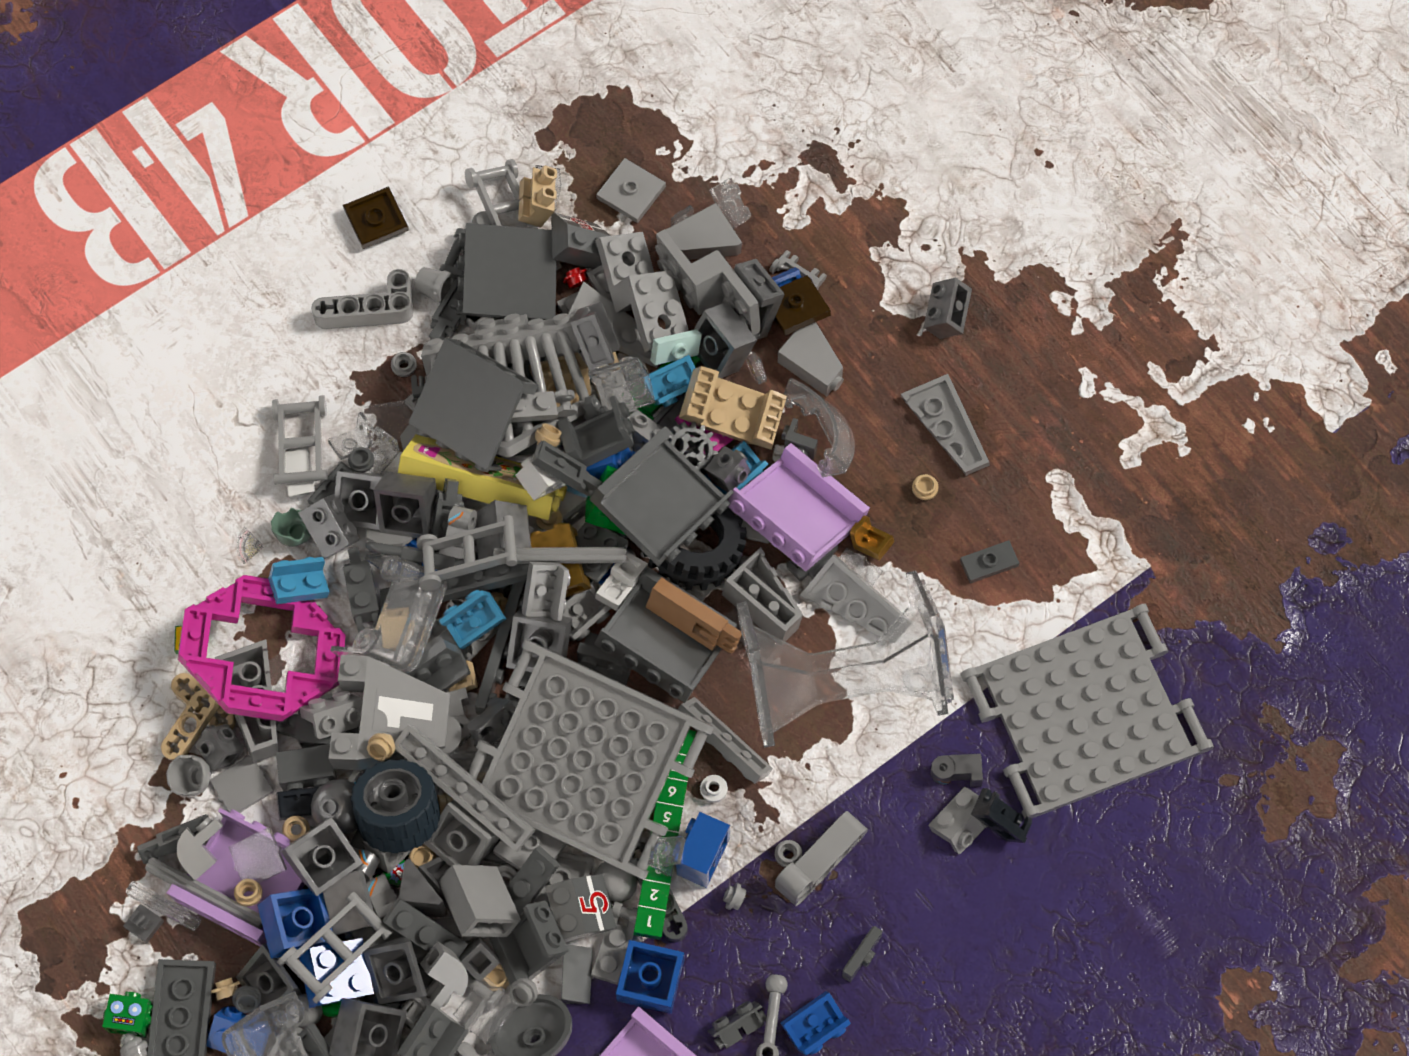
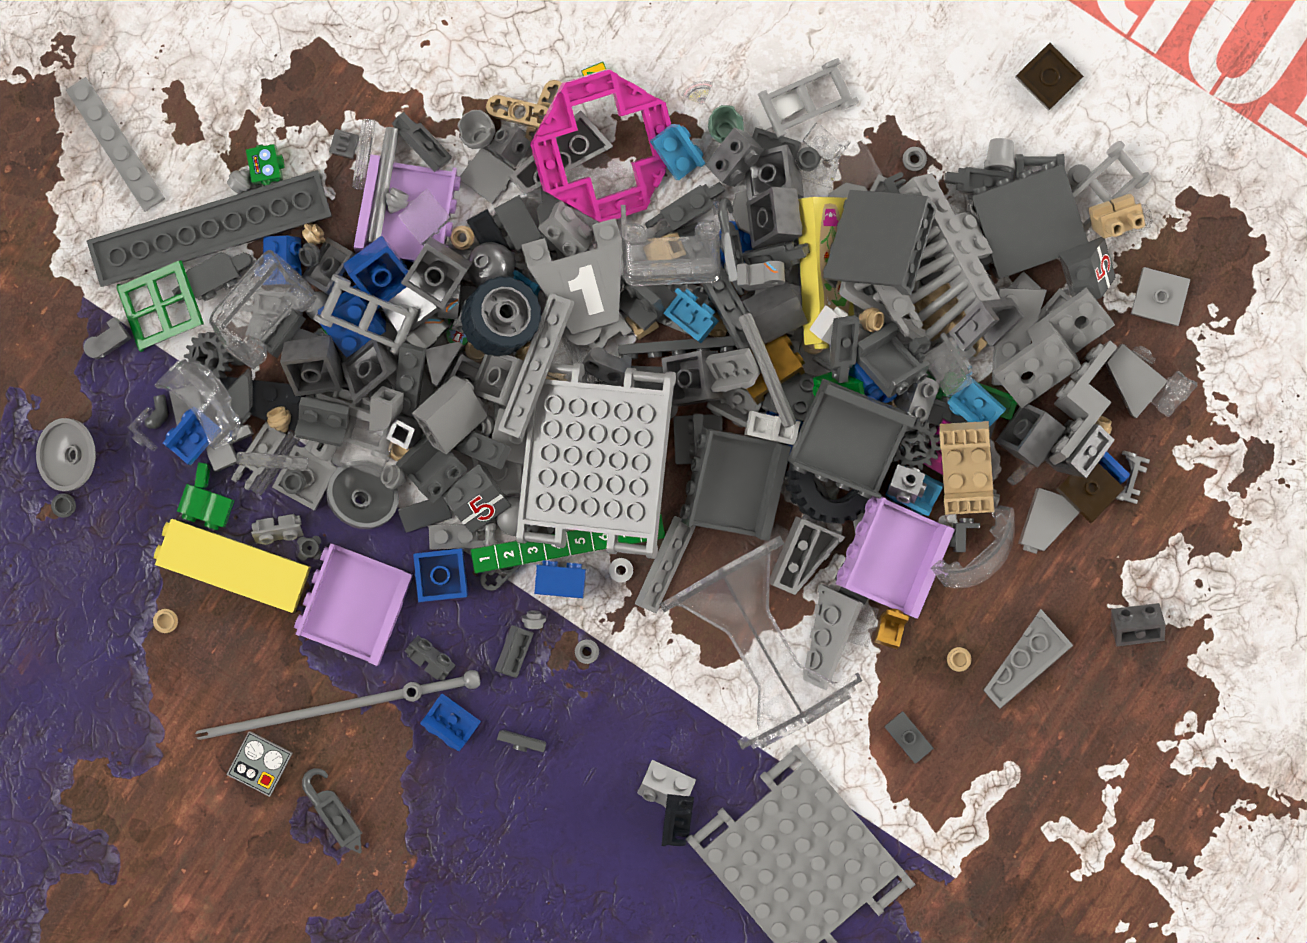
camera: 65 degrees right, 20 degrees up
(192, 852) = (411, 162): light grey brick -> none
(226, 882) = (396, 200): none -> light grey plate
(244, 886) = (398, 215): tan plate -> none
(364, 303) = (958, 100): light grey beam -> none
(381, 746) = (545, 285): tan plate -> none
(429, 543) = (741, 255): light grey piece -> none
(575, 277) = (1052, 280): red plate -> none
(666, 852) = (541, 554): clear bracket -> none
(675, 347) = (1008, 396): light aqua plate -> none
(692, 617) = (759, 501): medium nougat hinge -> none
(761, 929) = (514, 651): none -> dark grey plate
(803, 877) = (591, 680): light grey beam -> none
(958, 767) = (707, 762): flat silver leg -> none

